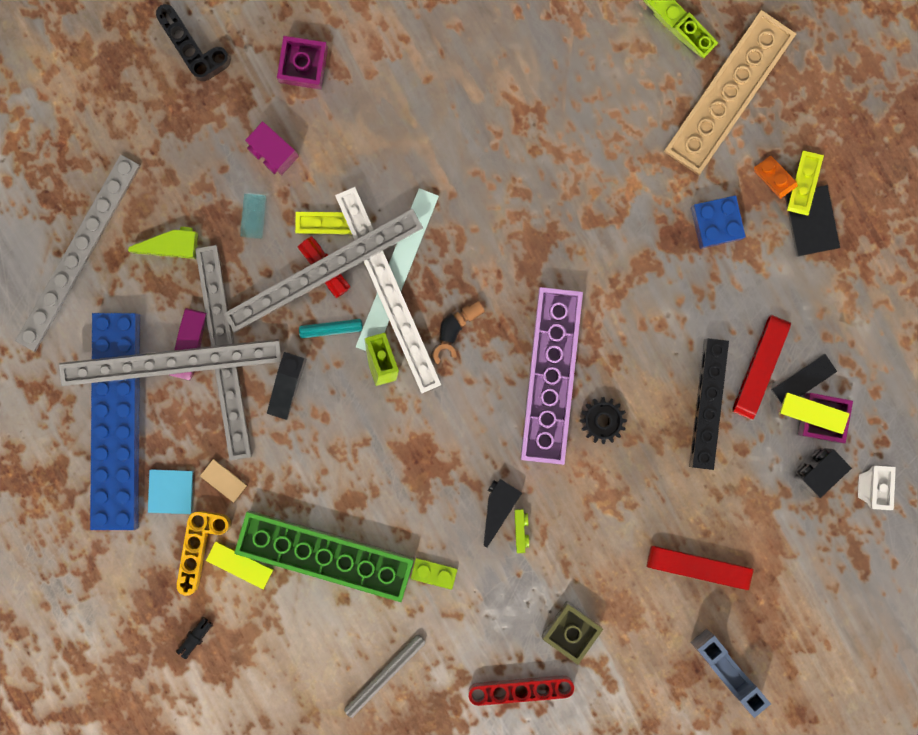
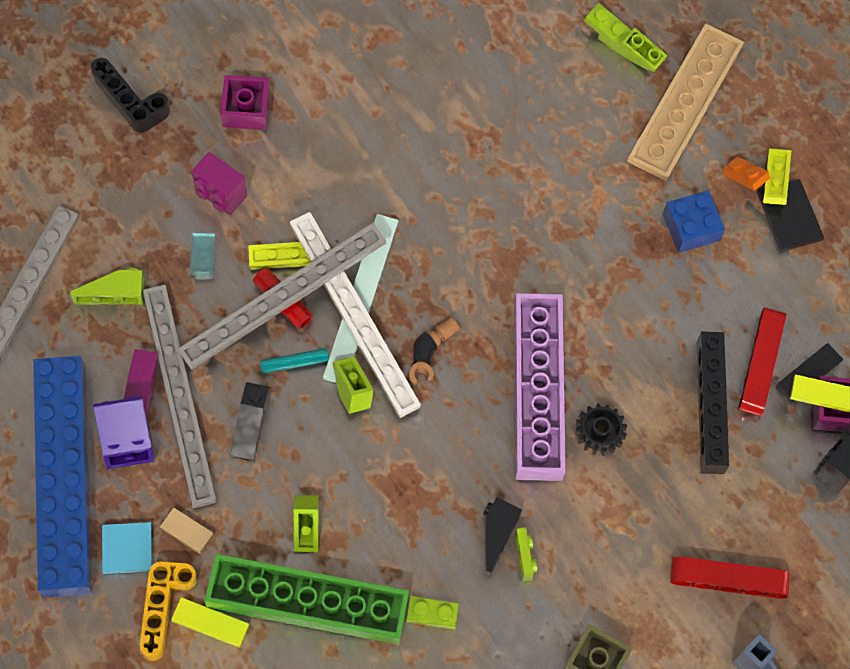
camera: 10 degrees left, 20 degrees down
(169, 362) = (153, 395): light grey plate -> none
(171, 393) = (124, 432): none -> slope
(329, 484) = (306, 523): none -> lime slope

